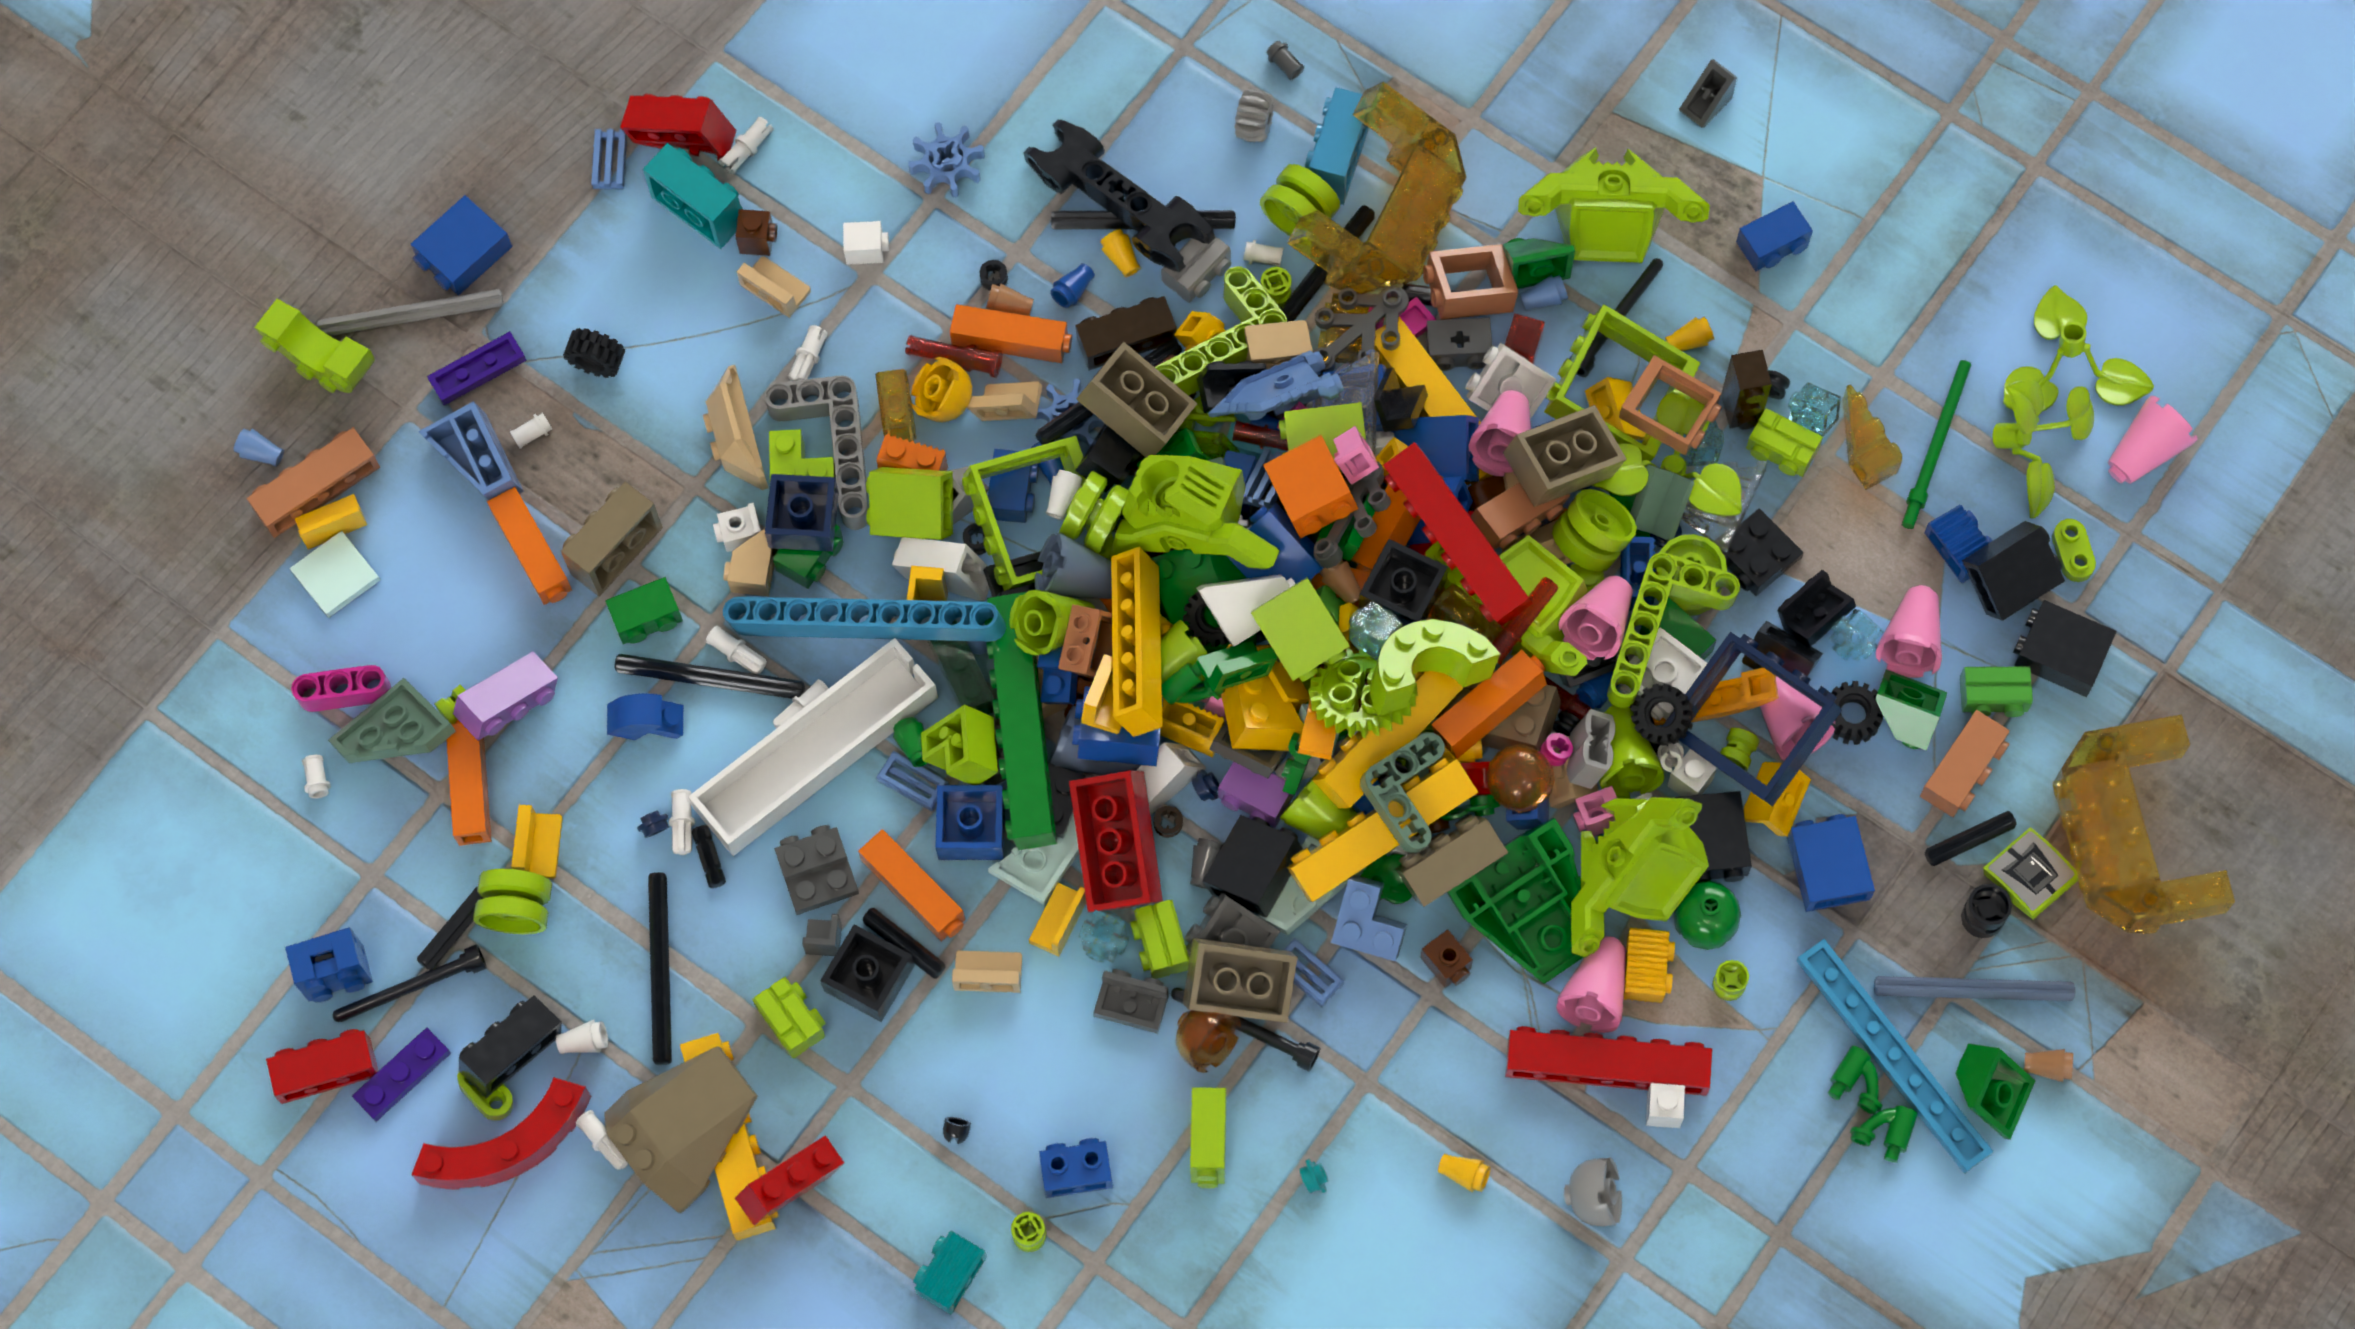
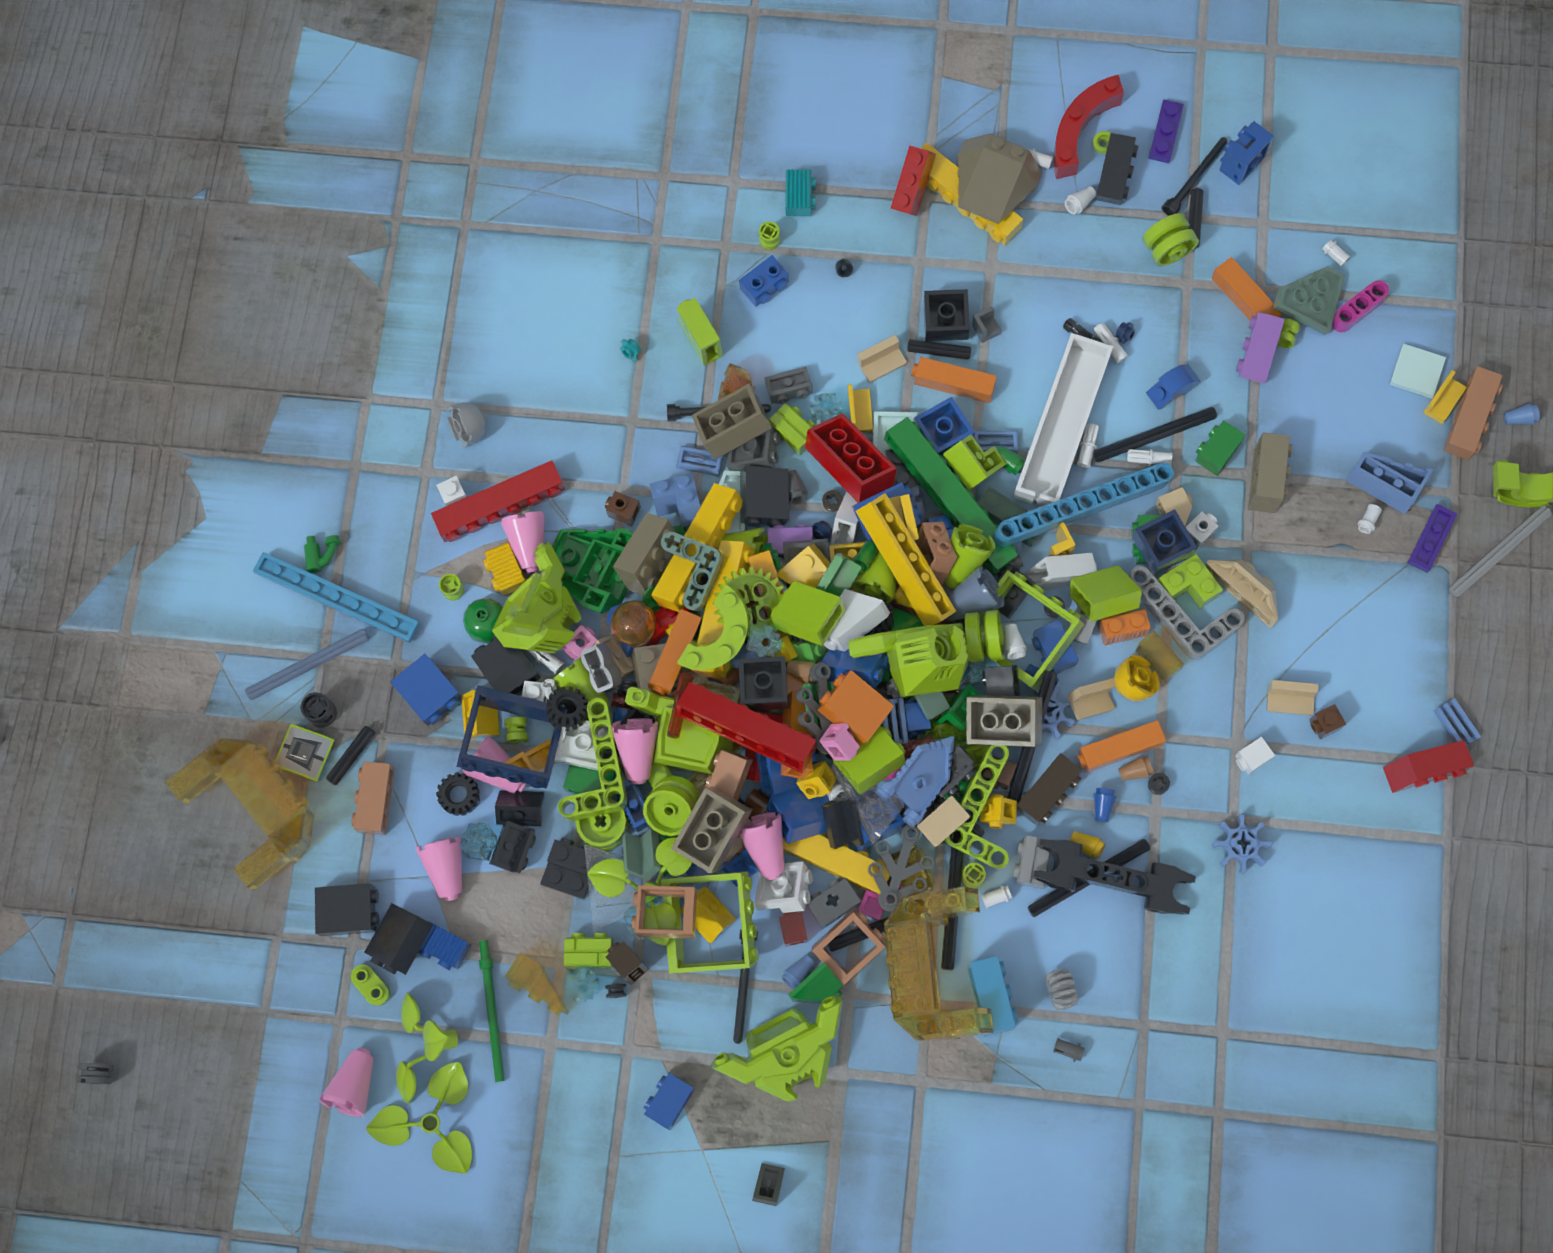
camera: 155 degrees right, 5 degrees up
(322, 1066) = (1210, 108): red brick -> none
(460, 246) = (1503, 608): blue brick -> none
(529, 546) = (1318, 448): orange brick -> none
(537, 842) = (1184, 287): yellow panel -> none
(594, 352) = (1366, 582): black tyre -> none
(659, 968) = (1066, 261): black axle -> none
(693, 194) = (1382, 719): teal brick -> none
(746, 145) = (1377, 782): white pin -> none
(789, 1017) = (974, 272): lime brick -> none
(808, 354) = (1237, 661): white axle -> none
(816, 869) = (1016, 360): dark grey plate -> none
(967, 357) = (1136, 716): clear red pin -> none
(1296, 195) = (992, 937): lime wheel -> none
(1465, 1171) = (548, 398): yellow cone -> none
(1563, 743) = (614, 657): dark pink bush -> none
(1692, 335) = (687, 996): yellow cone -> none
(1847, 1074) = (357, 574): green plant -> none
(1910, 708) = (424, 816): slope -> none
(1994, 1087) = (269, 607): green slope -> none
(1996, 690) = (376, 857): bright green brick -> none
(2050, 1064) = (242, 641): medium nougat cone -> none

